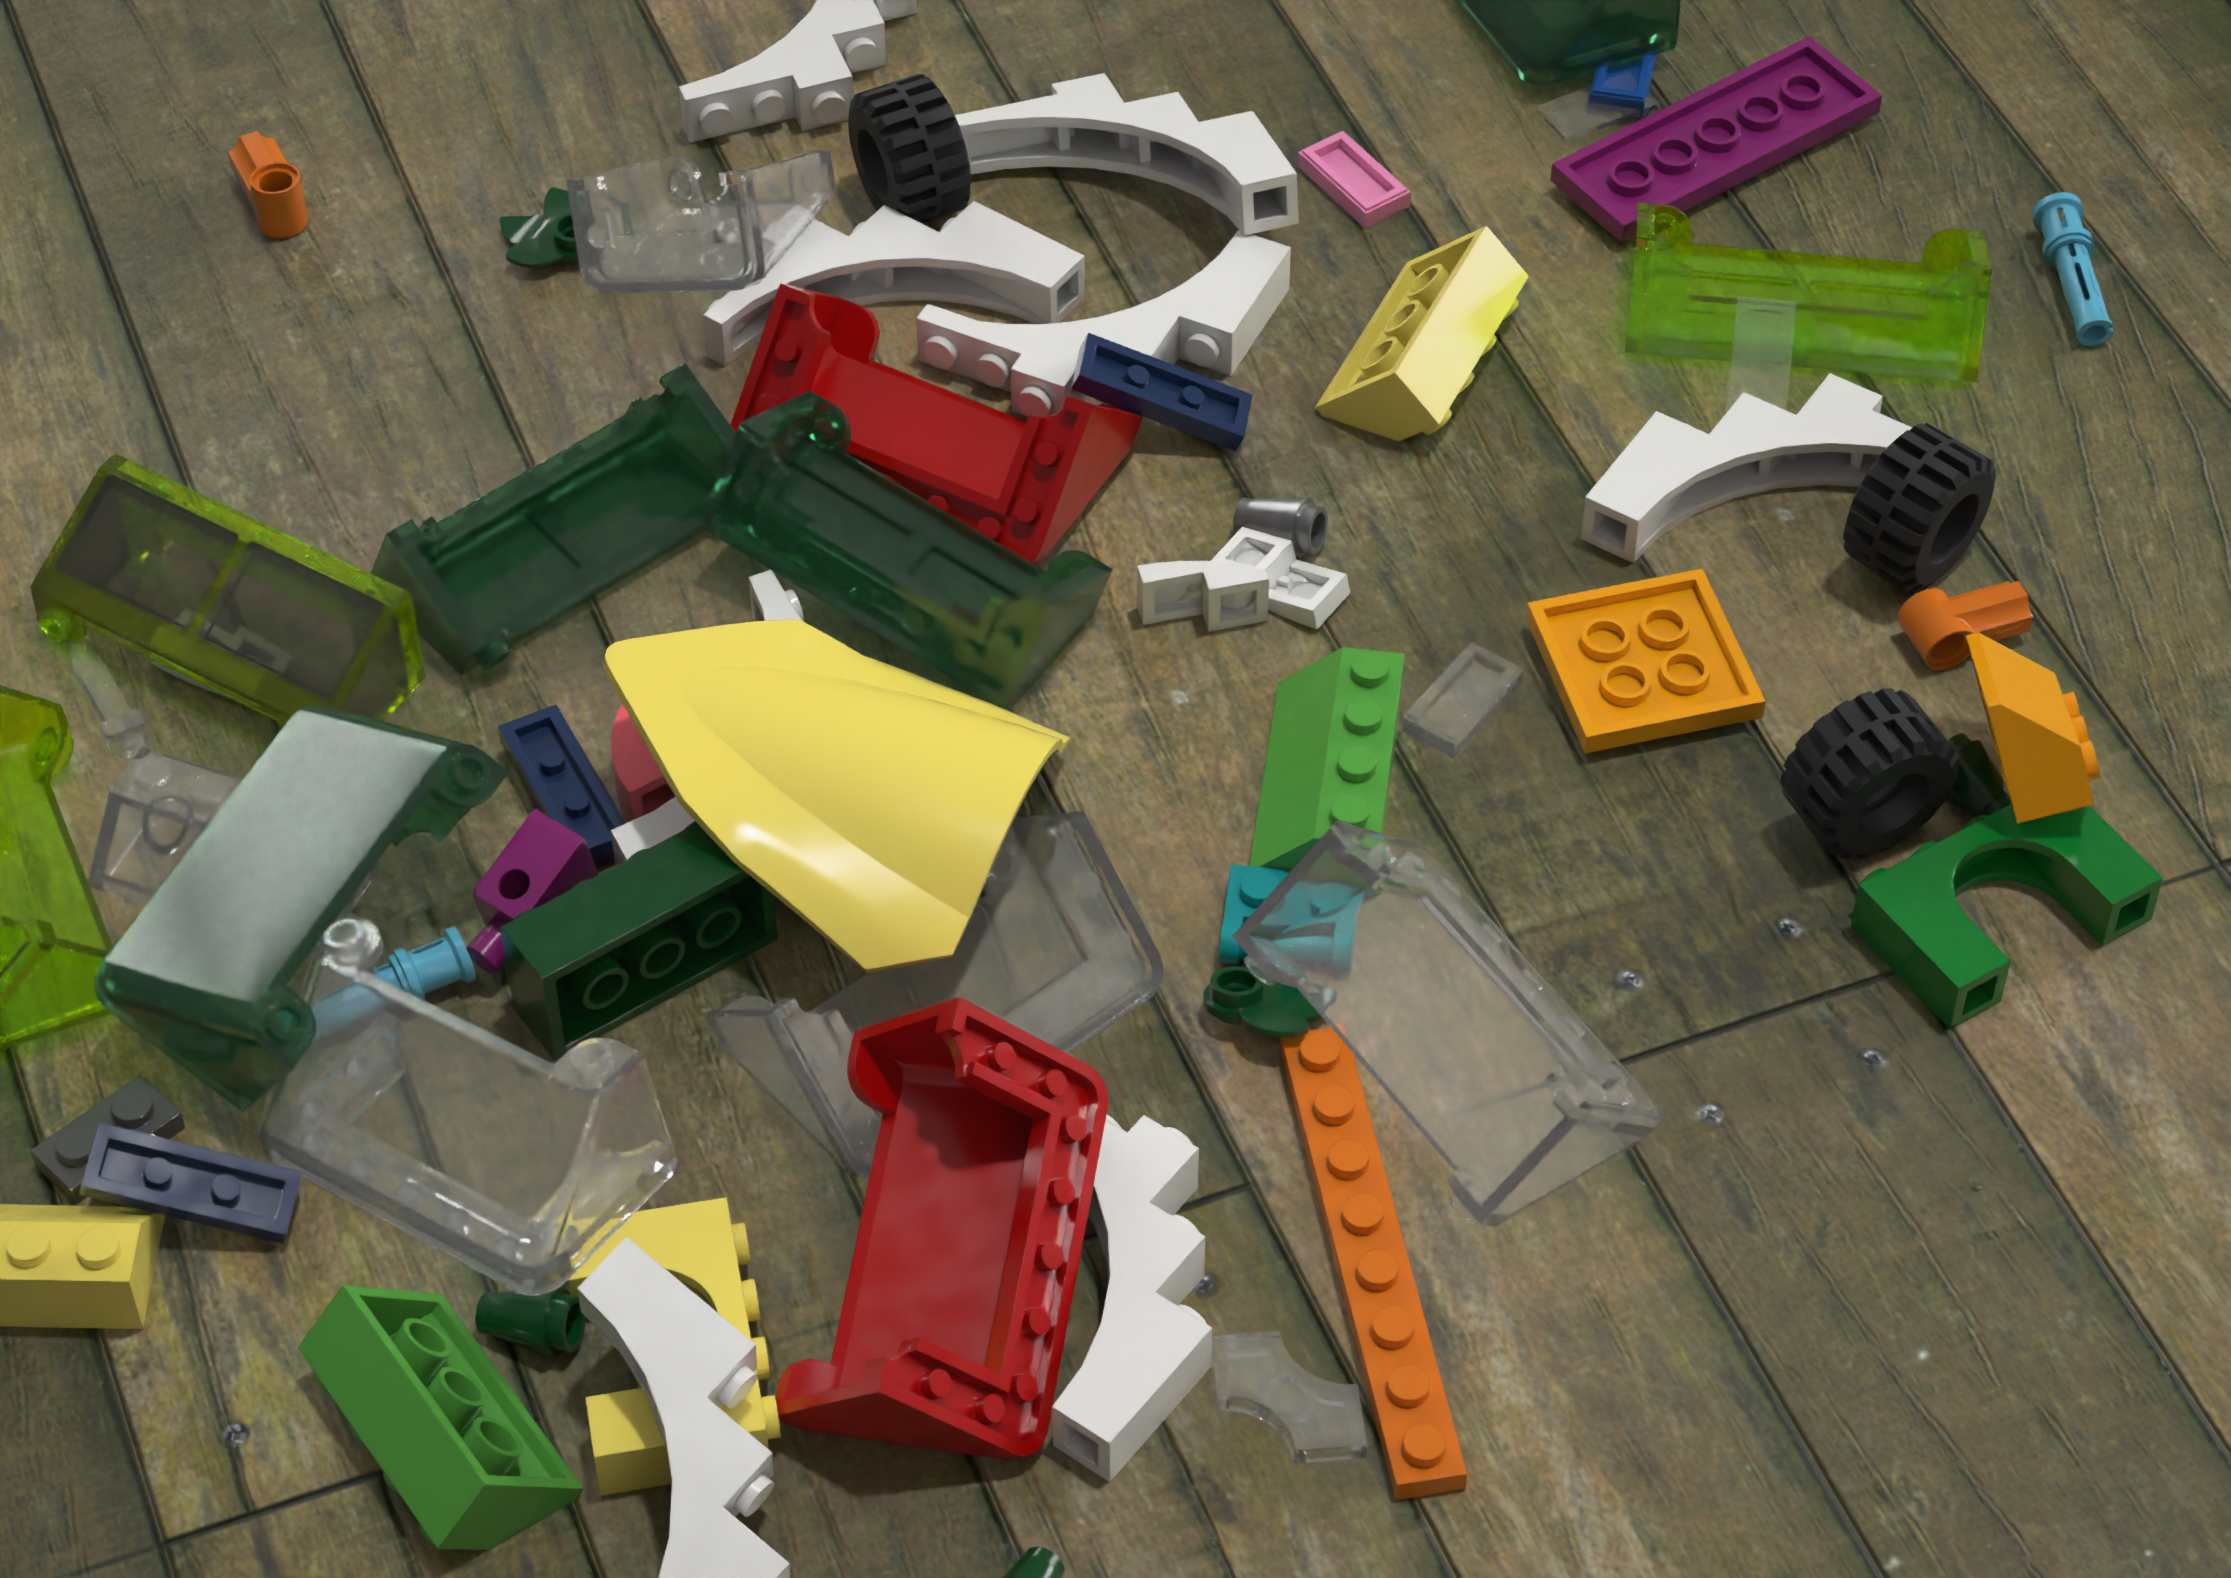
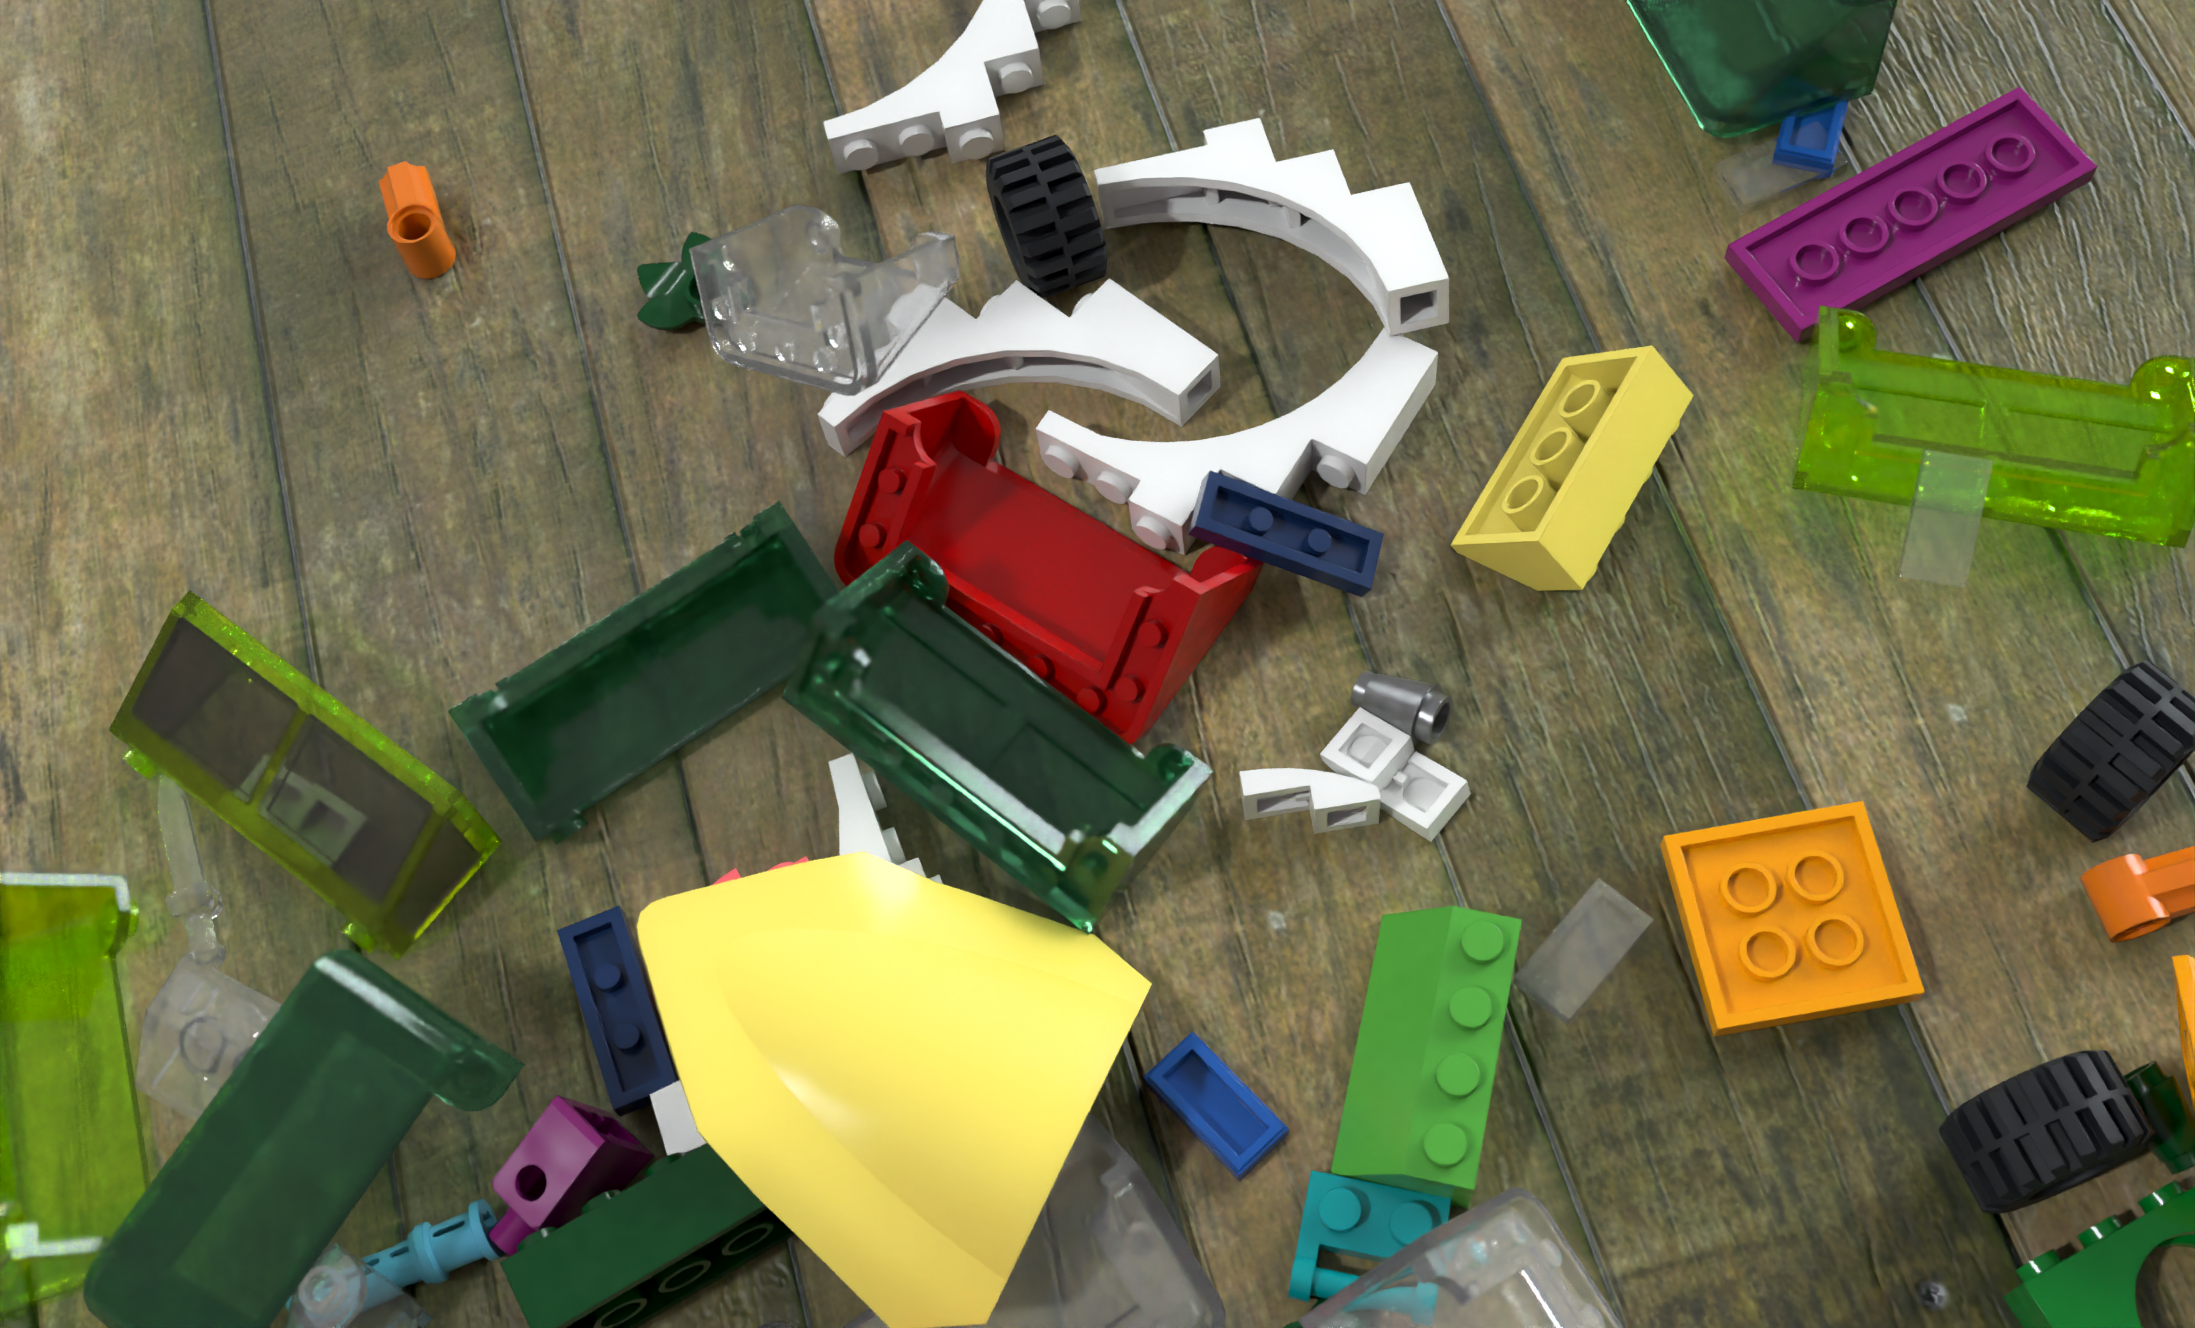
camera: 15 degrees right, 15 degrees up
(1141, 830) = (1216, 1106): none -> blue tile
(1354, 179) = (1514, 248): bright pink tile -> none
(1753, 449) = (1934, 634): white arch -> none

